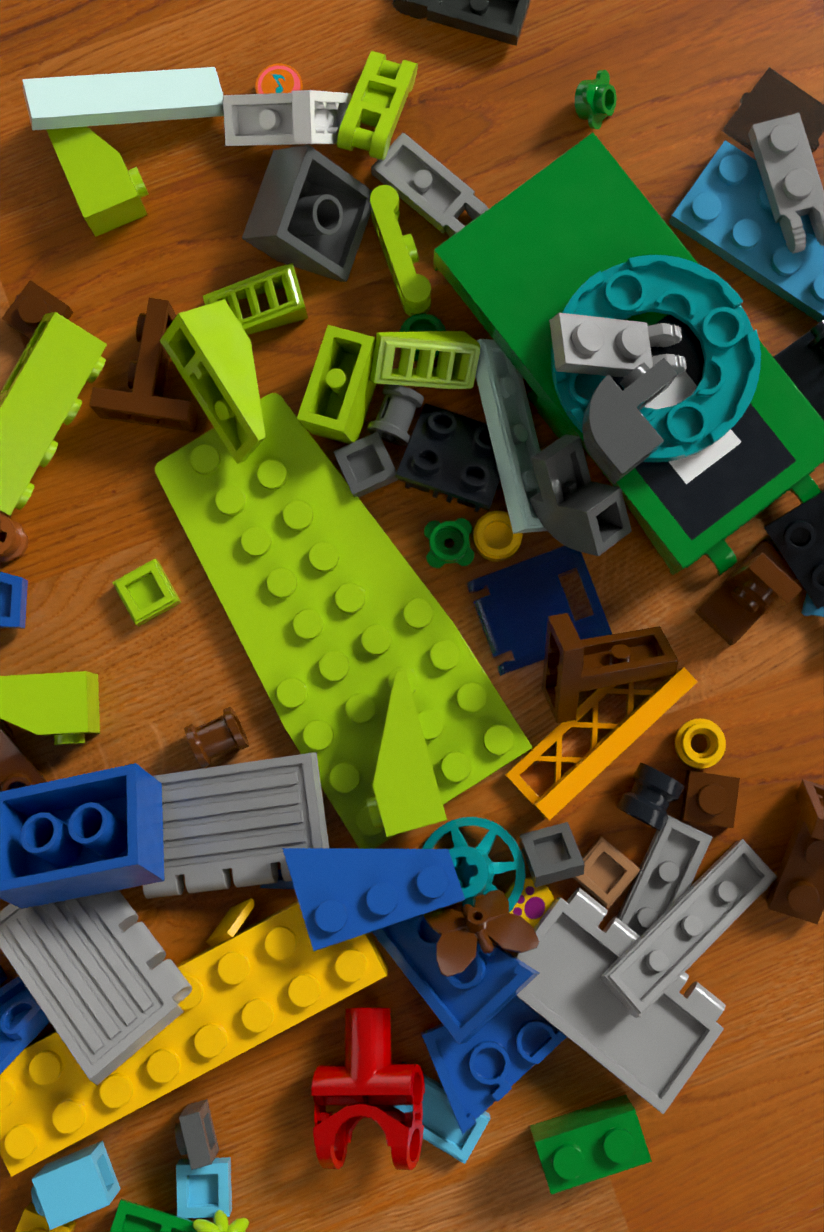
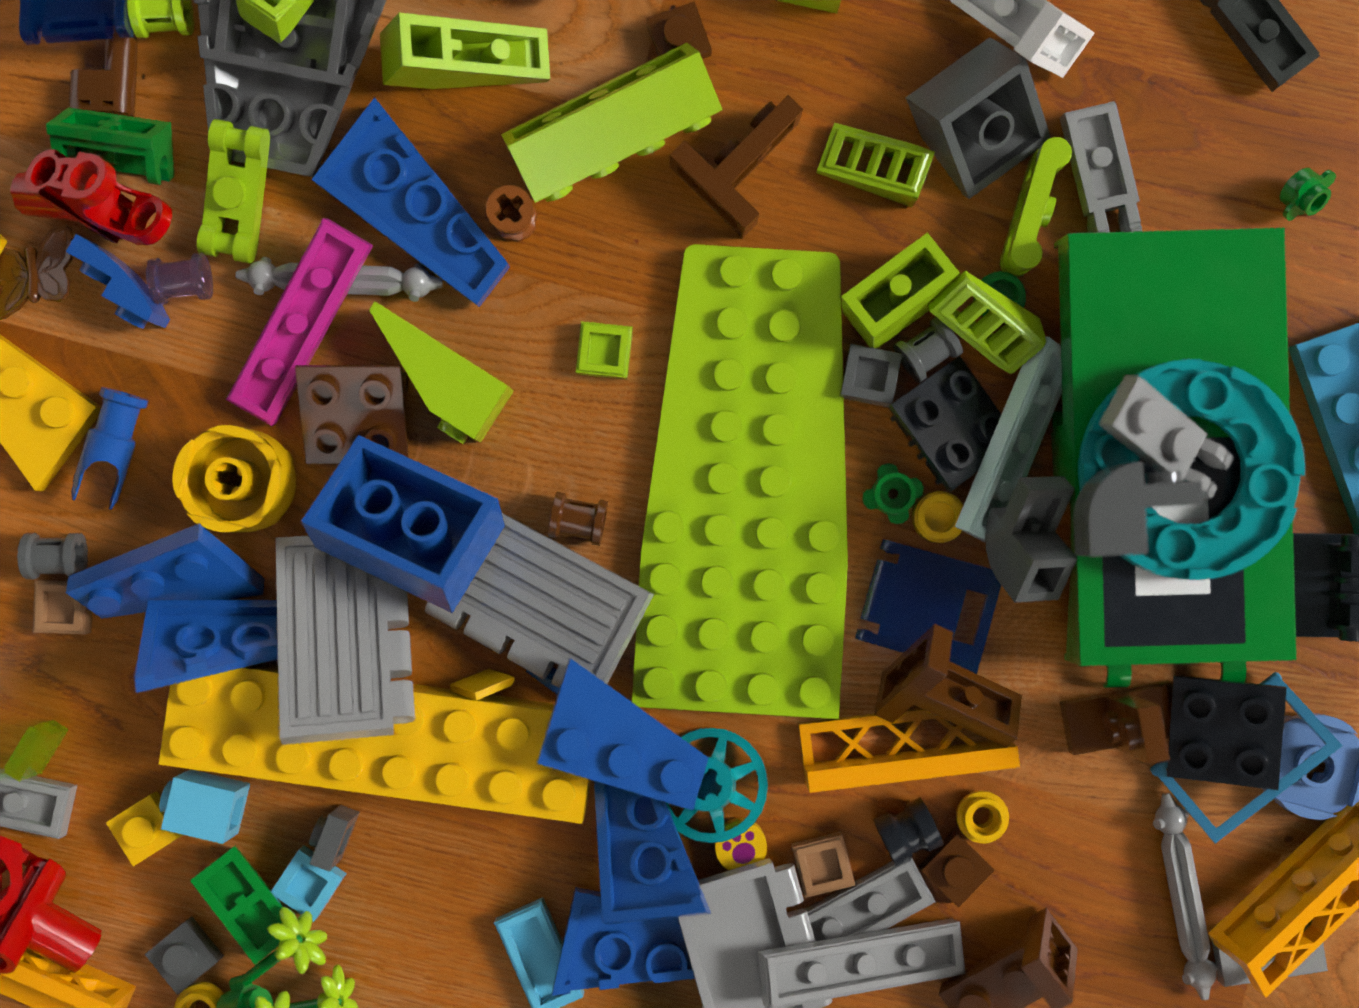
camera: 30 degrees right, 5 degrees up
(220, 371) = (804, 204): lime slope -> none
(368, 1089) = (505, 905): red connector -> none
(377, 103) = (1110, 60): lime plate -> none
(404, 774) = (716, 666): lime slope -> none
(480, 923) = (689, 838): reddish brown piece -> none
(551, 854) = (790, 820): dark grey plate -> none

